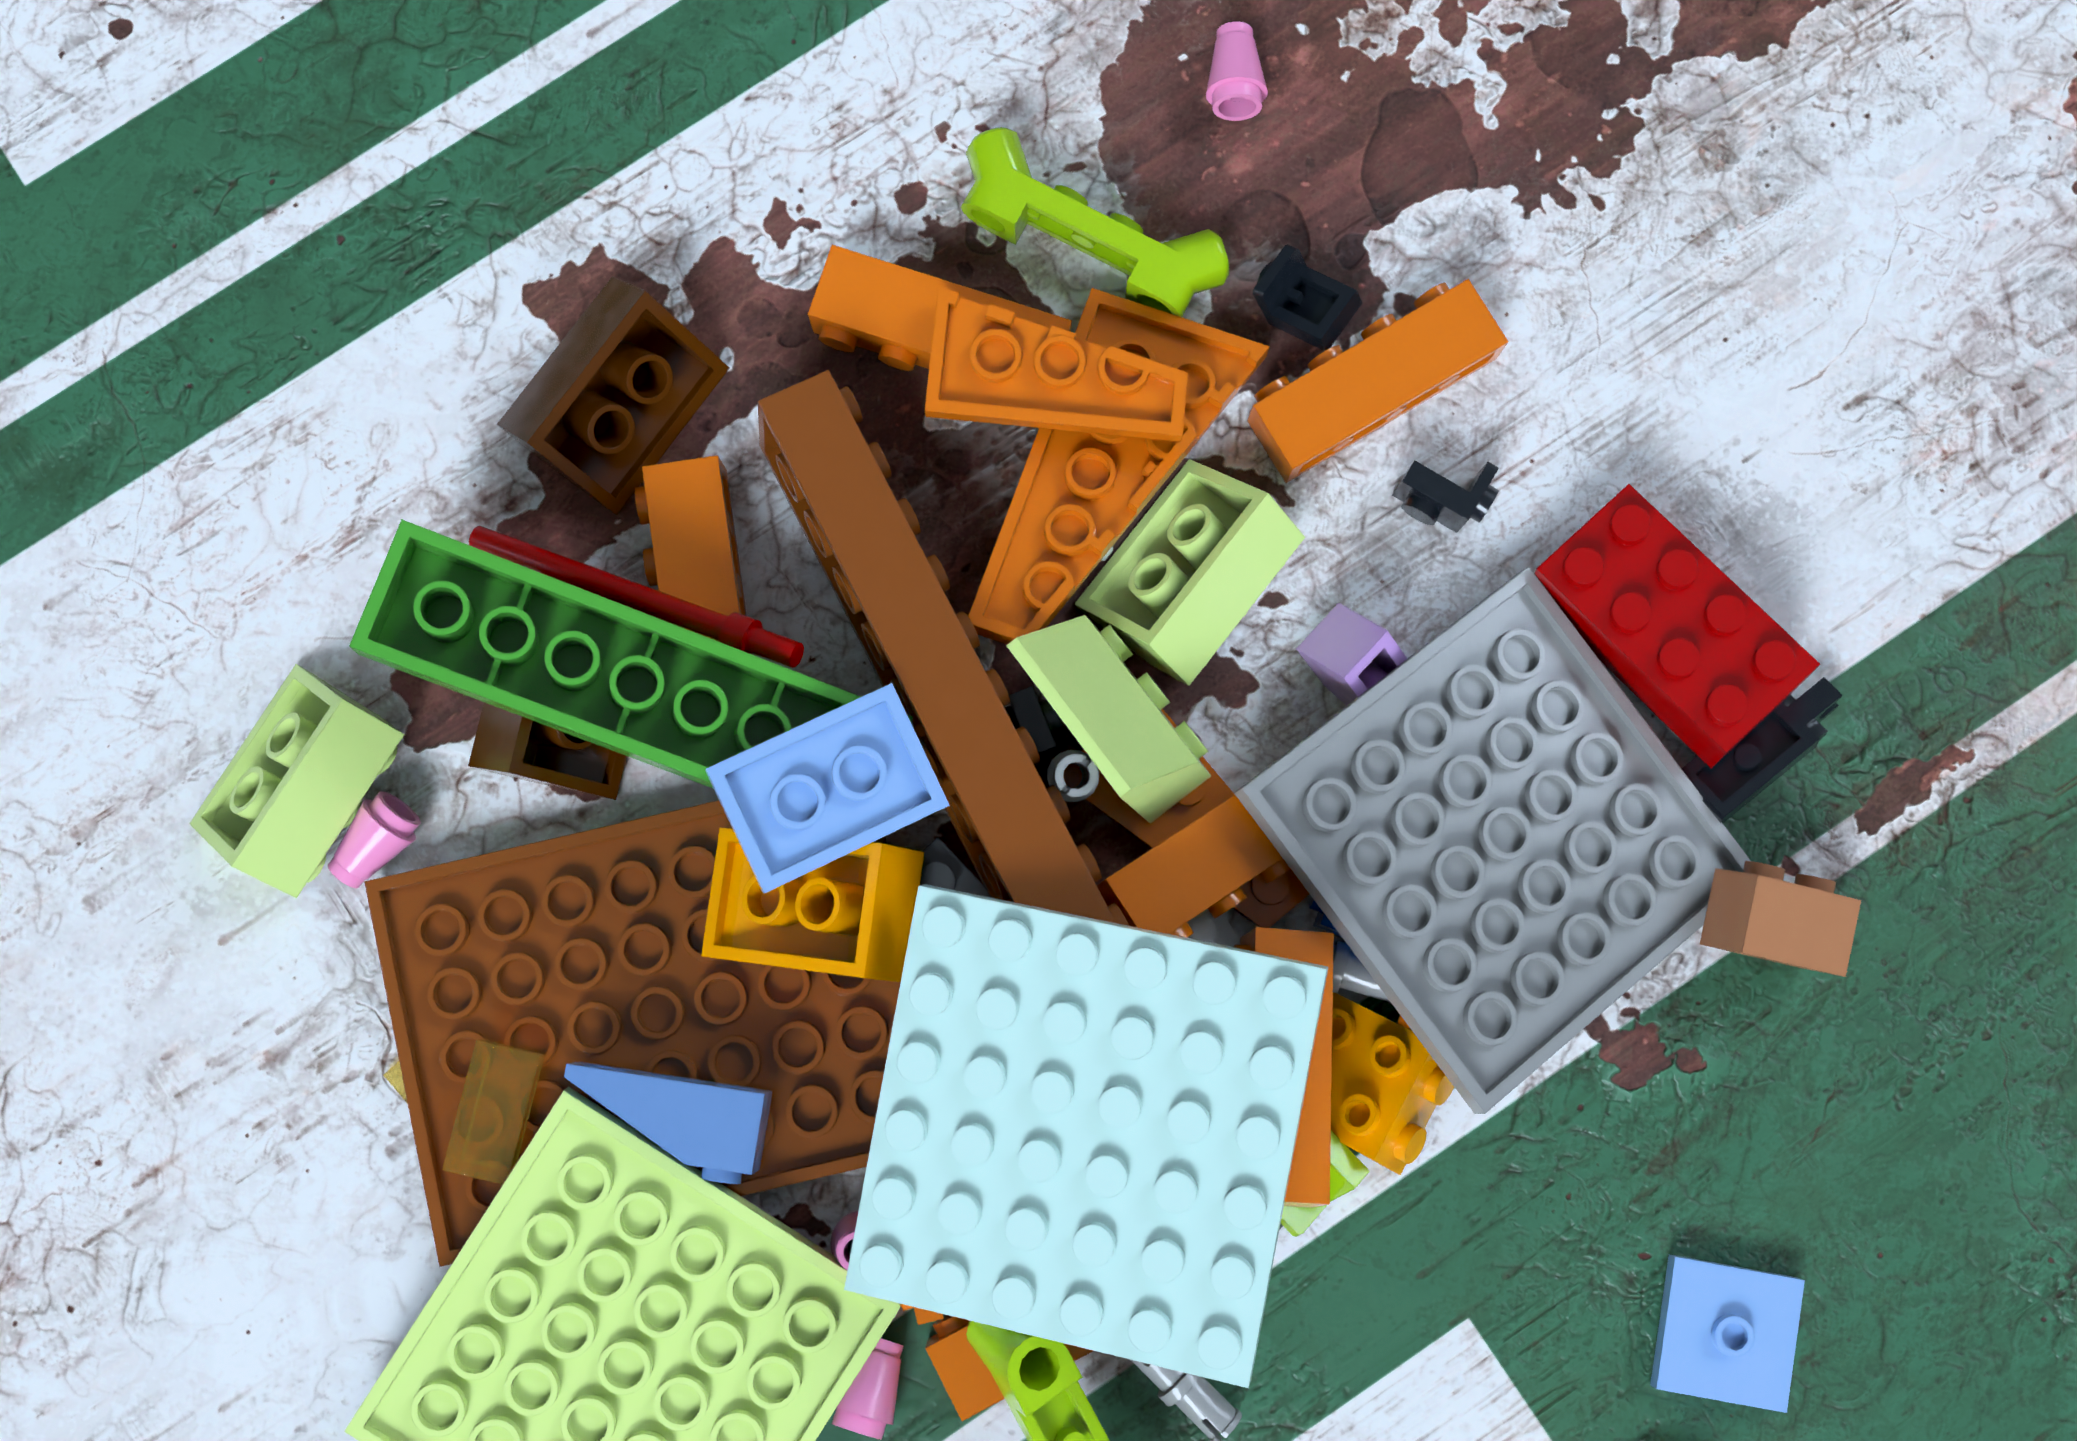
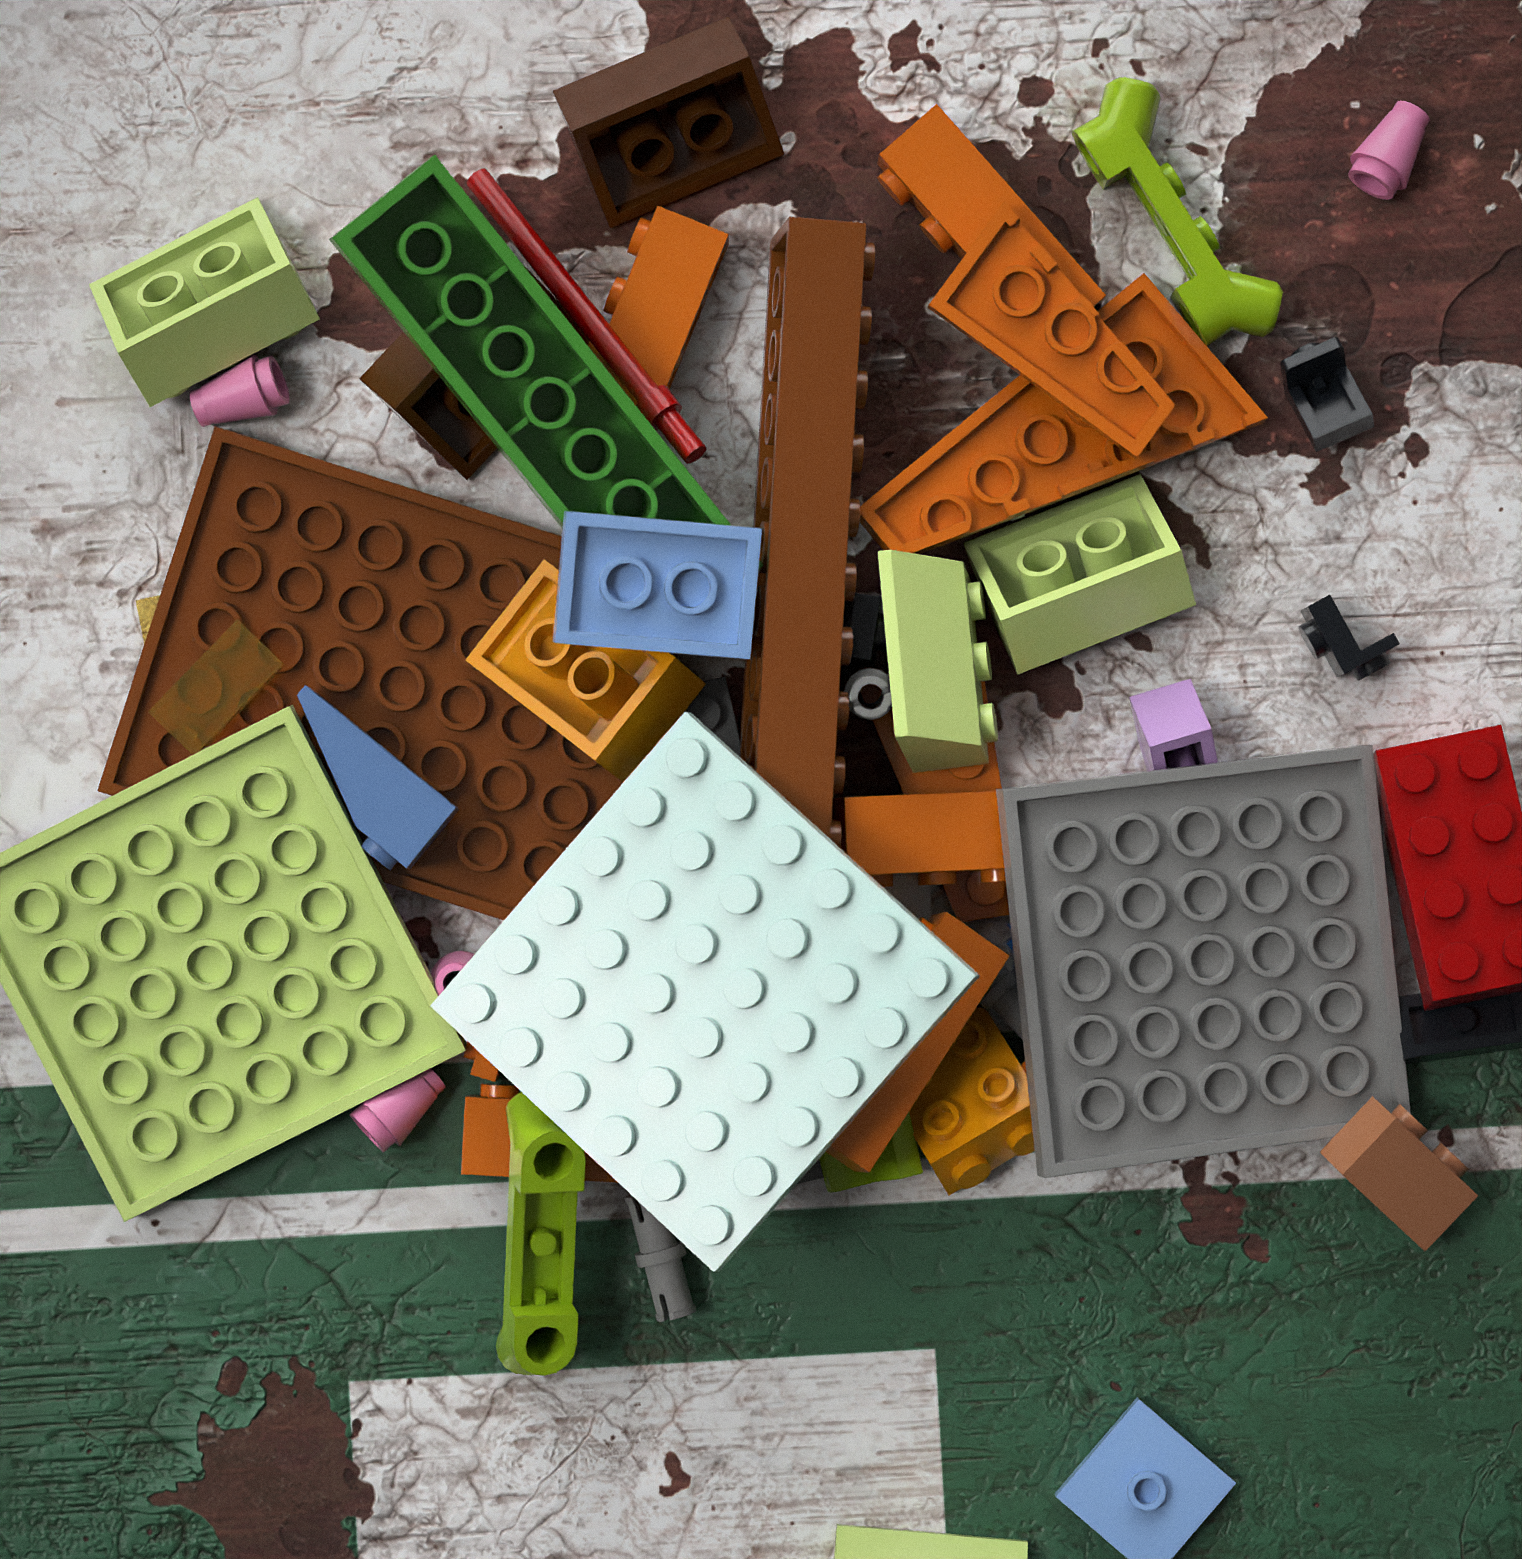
camera: 30 degrees right, 5 degrees up
(1376, 379) = (1344, 502): orange brick -> none

